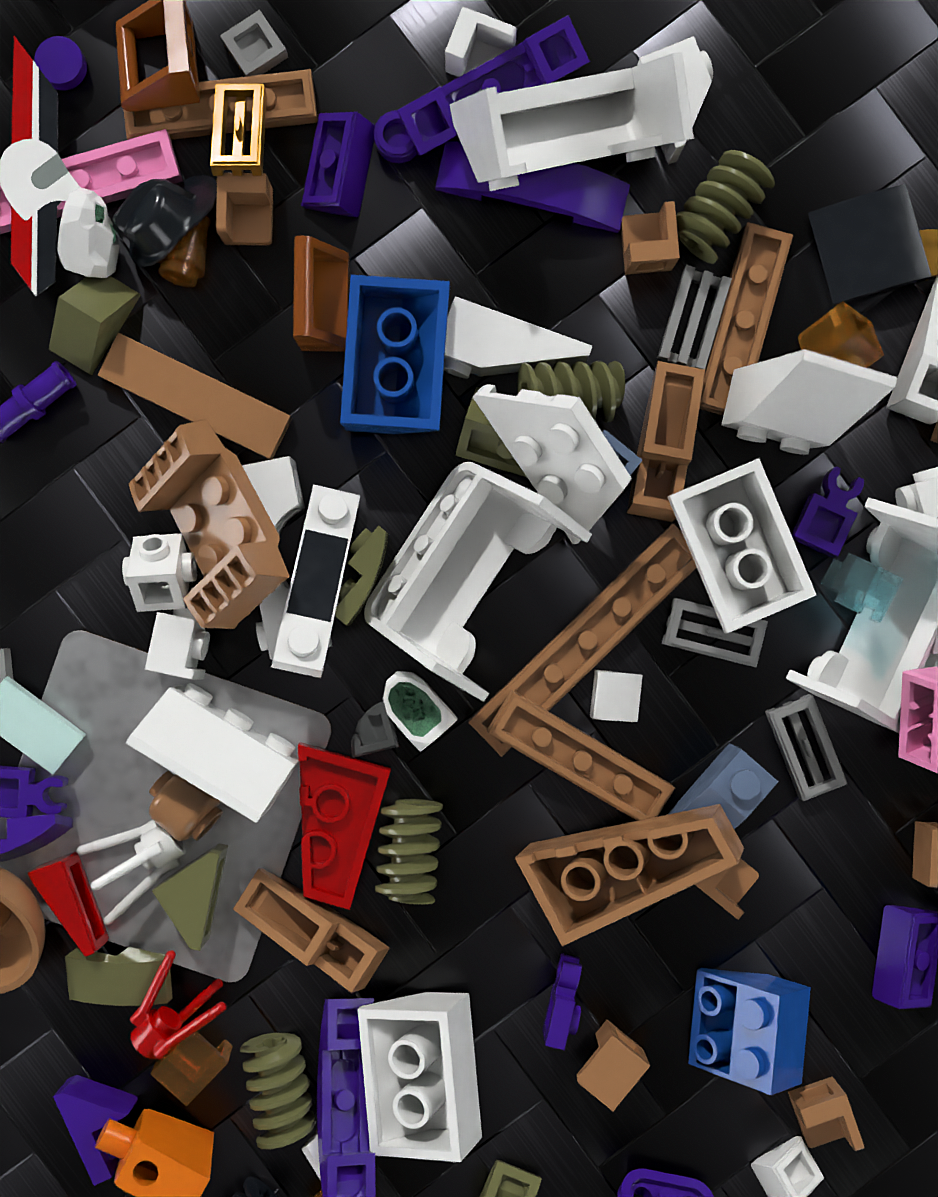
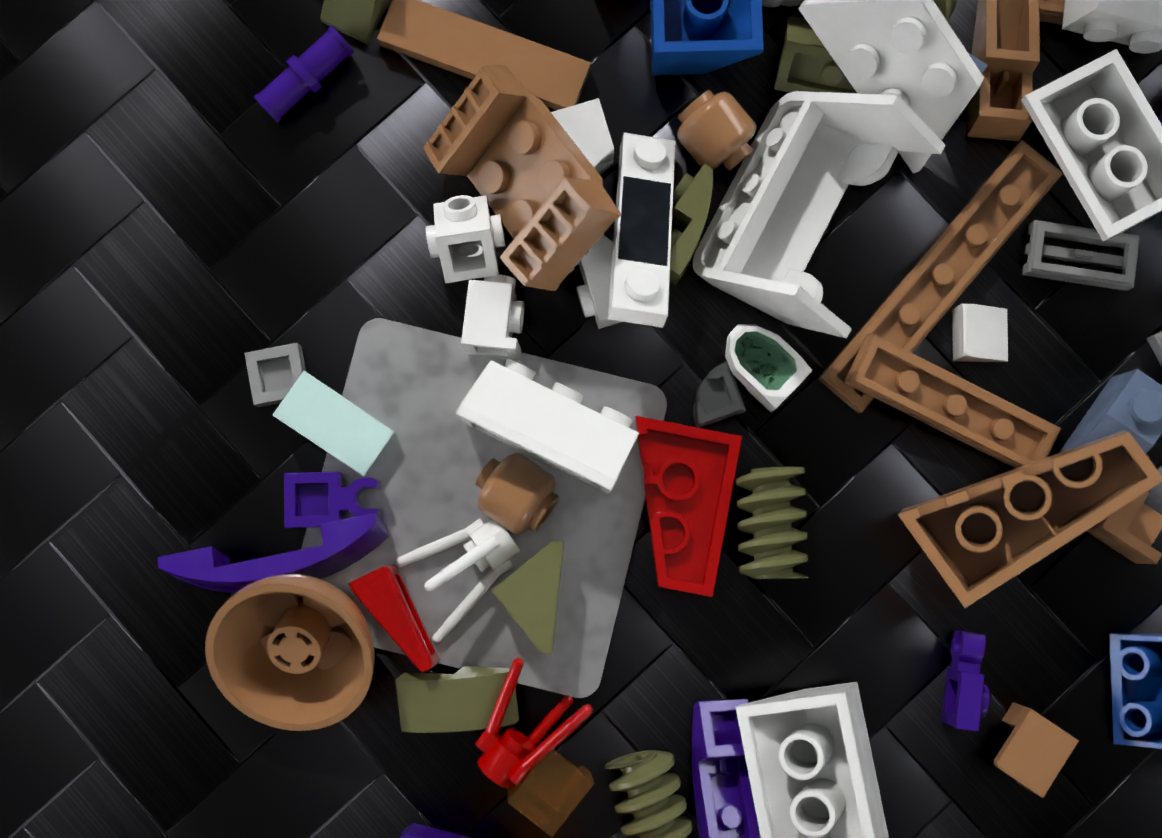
camera: 10 degrees left, 5 degrees down
(311, 930) = (669, 625): medium nougat slope -> none
(396, 492) = (716, 130): none -> medium nougat head

